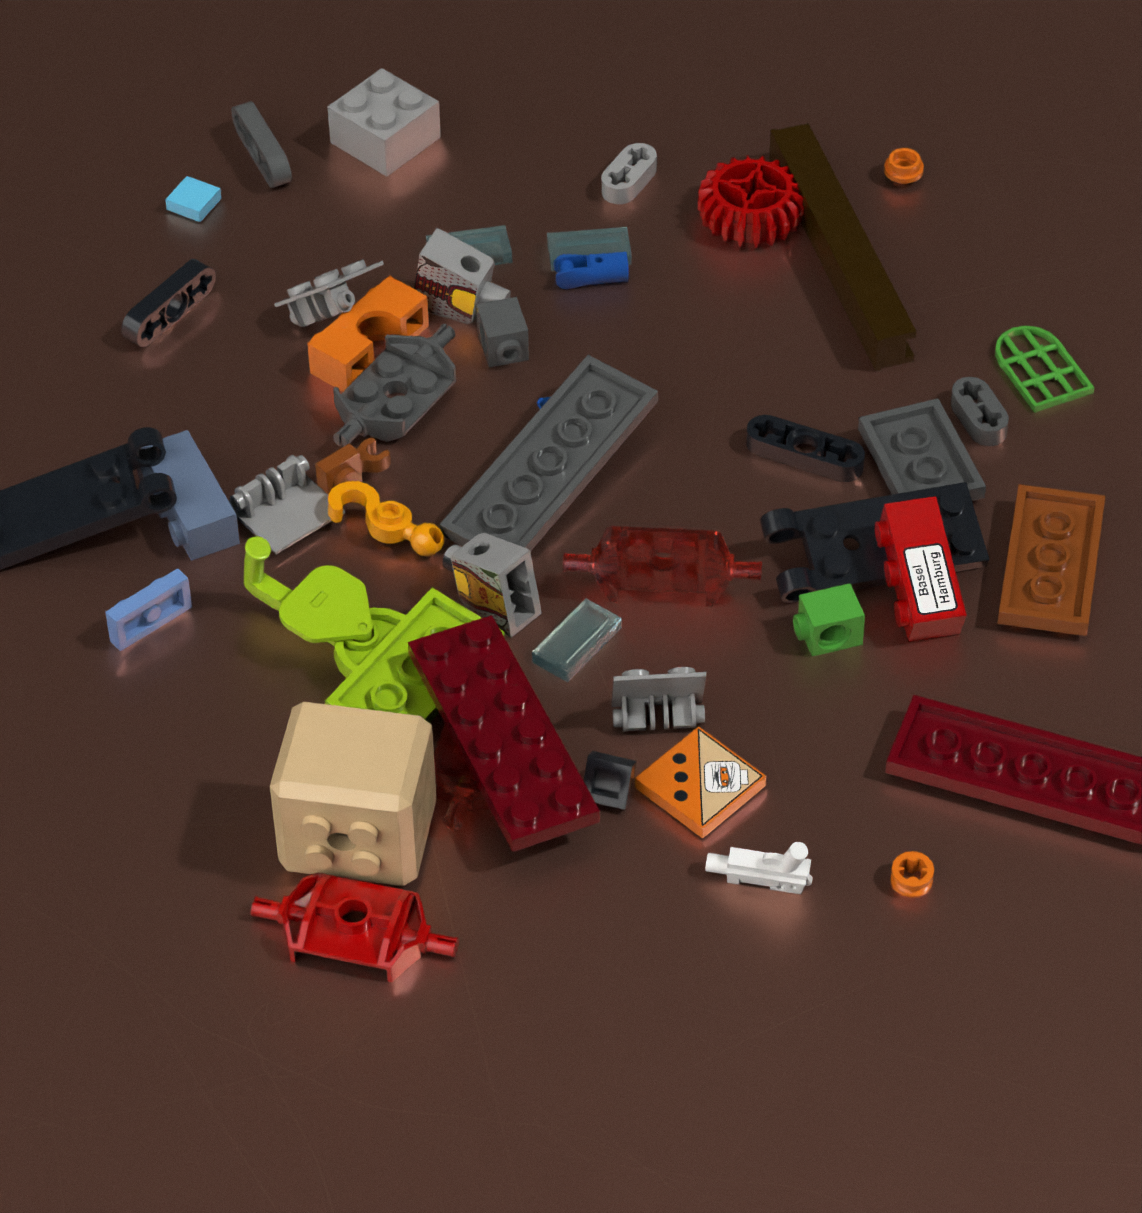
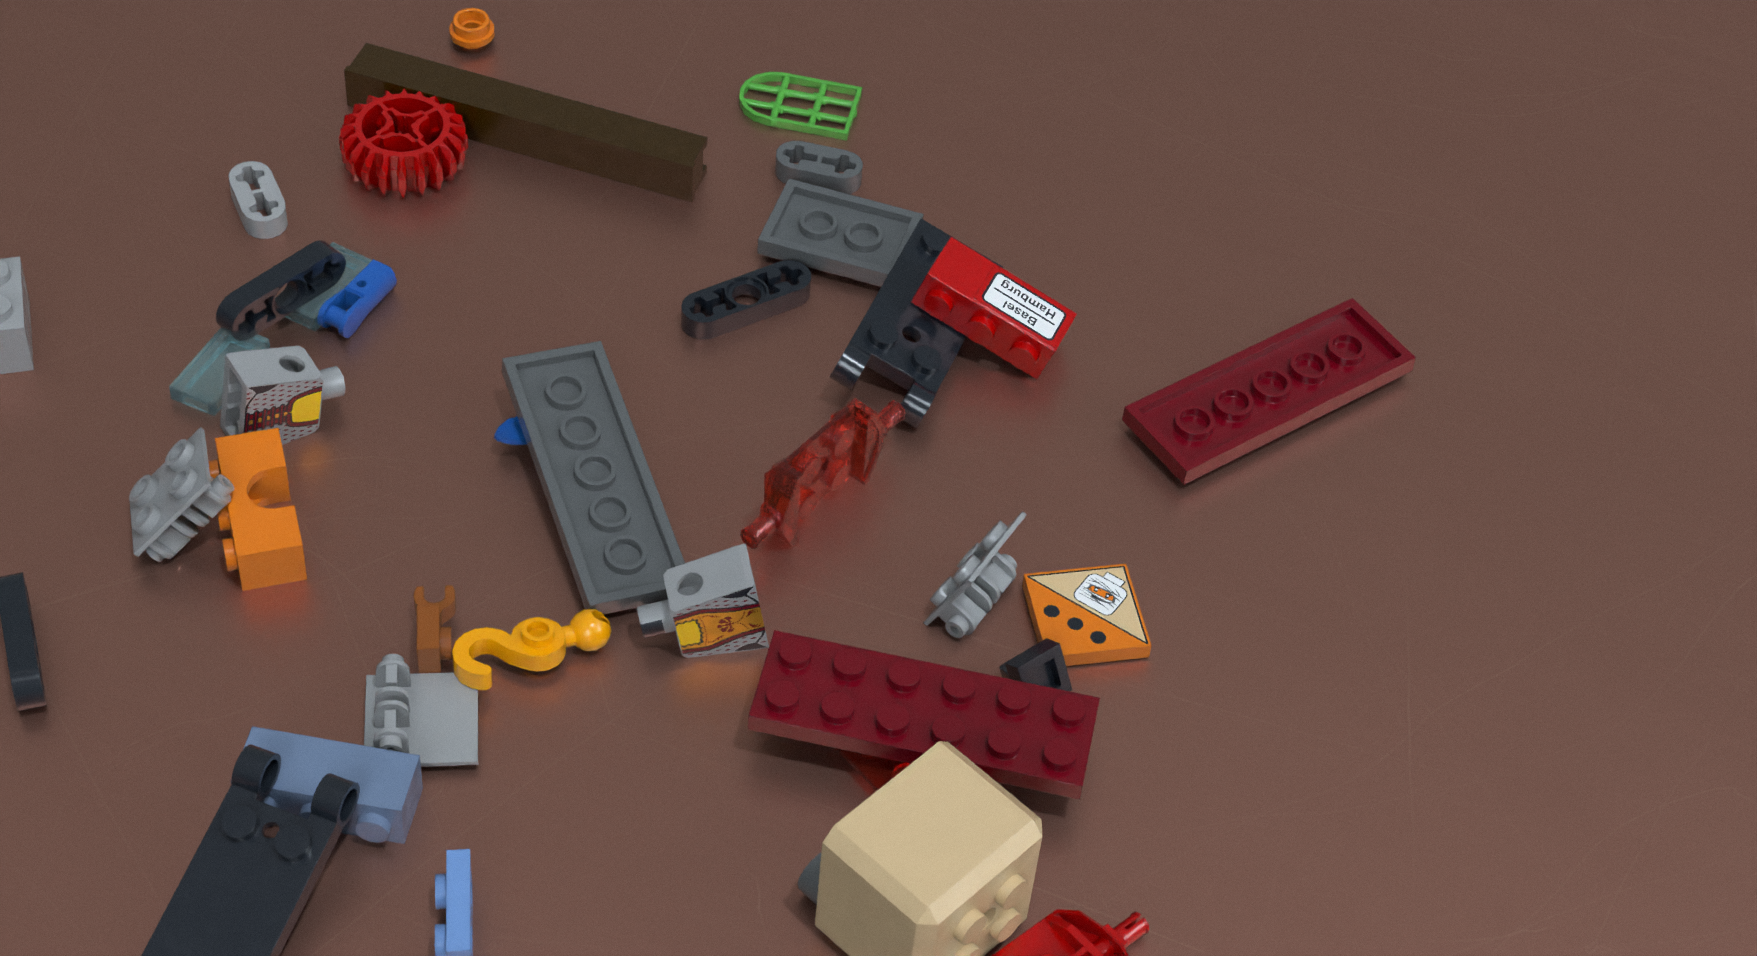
camera: 60 degrees left, 0 degrees up
(366, 640) = (701, 751): lime plate -> none
(406, 366) = (348, 502): dark grey plate -> none
(502, 332) = (374, 408): dark grey brick -> none
(531, 236) = (254, 304): none -> black beam
(576, 640) = (825, 597): clear light blue tile -> none
(778, 871) = (1239, 628): white piece -> none
(829, 620) = (982, 406): bright green brick -> none
(912, 862) = (1321, 525): orange bush -> none
(1052, 560) = (1042, 231): dark orange plate -> none

